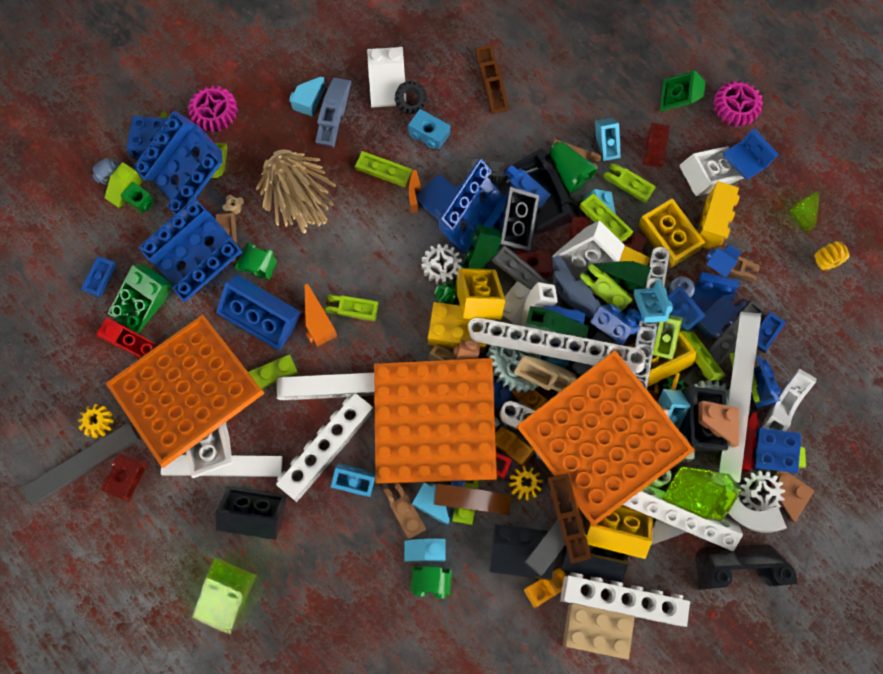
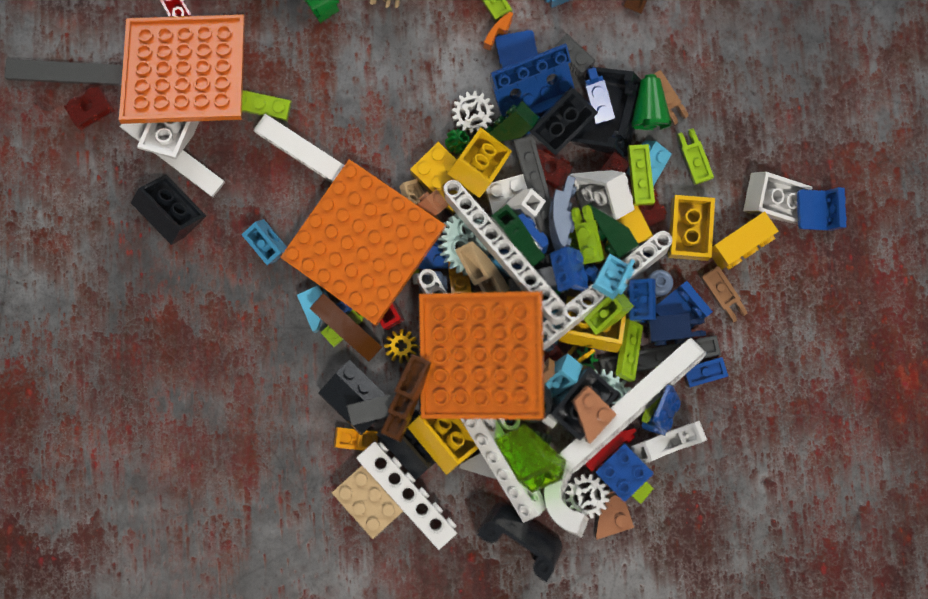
camera: 40 degrees right, 10 degrees up
(88, 425) = (105, 45): yellow gear -> none
(223, 595) = (102, 257): clear neon green slope -> none
(257, 312) = (290, 44): blue slope -> none
(296, 489) = (215, 216): white brick -> none
(317, 323) = (331, 89): orange slope -> none
(352, 307) = (371, 98): lime hinge -> none
(405, 513) = (288, 301): medium nougat hinge -> none
(425, 550) = (282, 339): medium azure slope -> none
(430, 580) = (269, 367): green cylinder -> none
(513, 447) = (411, 305): light orange slope -> none
(608, 138) = (707, 103): medium azure slope -> none
(656, 145) = (745, 139): clear red brick -> none
(681, 90) = (811, 106): green slope -> none
(723, 260) = (710, 282): blue hinge -> none
(741, 99) = (868, 165): dark pink gear -> none
(806, 212) = (830, 294): clear neon green slope -> none
(831, 255) = (817, 349): yellow gear -> none

